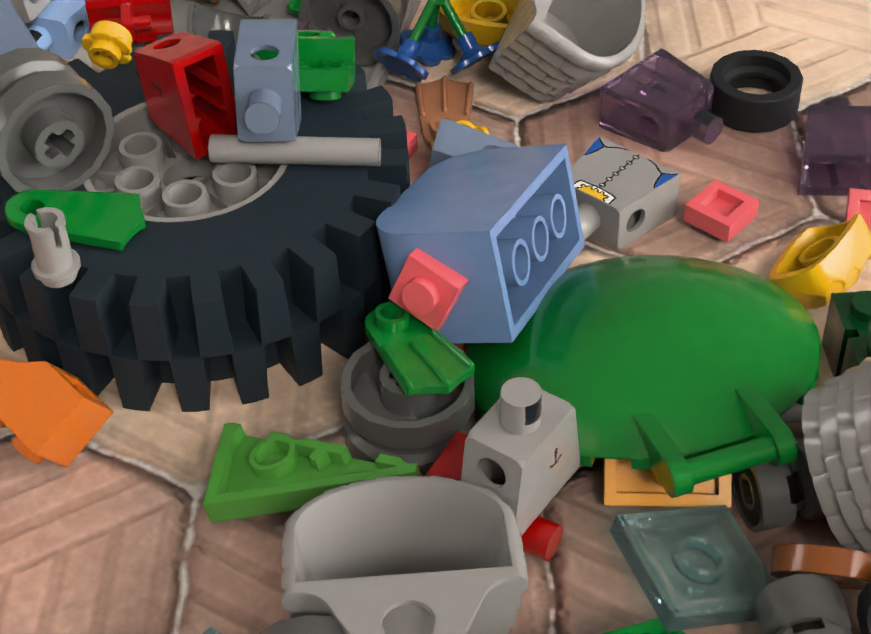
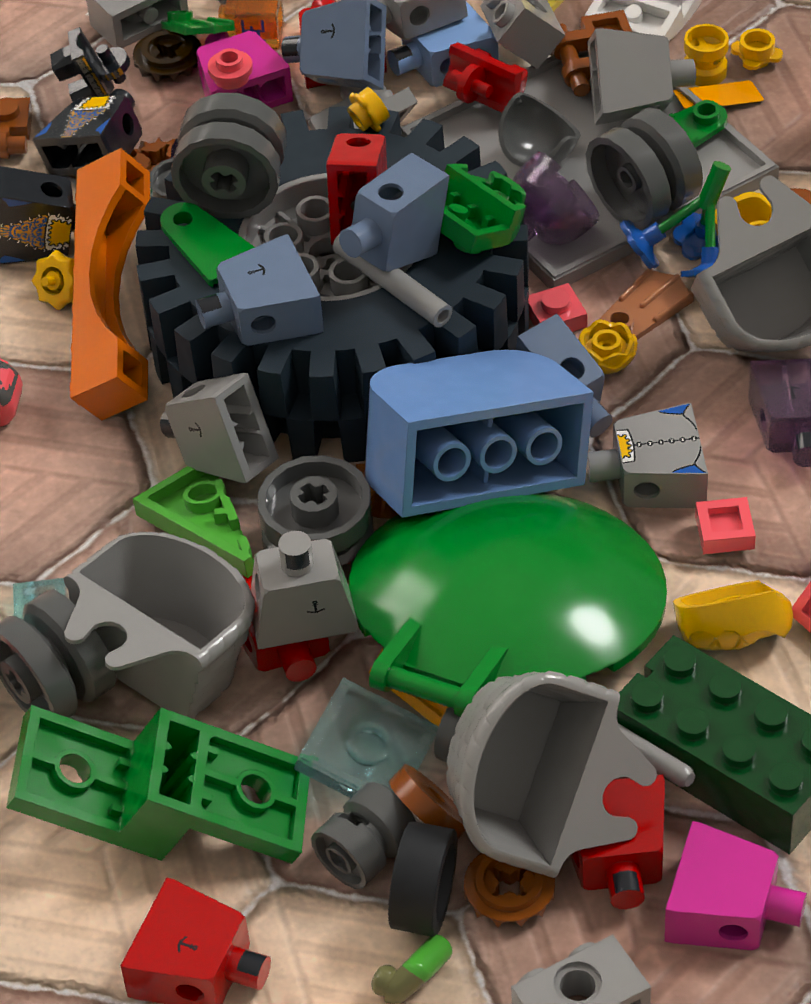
camera: 45 degrees right, 5 degrees up
(53, 259) = (155, 267): light grey pin -> none
(204, 218) = (264, 295): none -> sand blue torso
(233, 381) = (220, 428): none -> light grey torso
(416, 353) = (333, 481): green piece -> none
(427, 289) = (369, 441): coral plate -> none

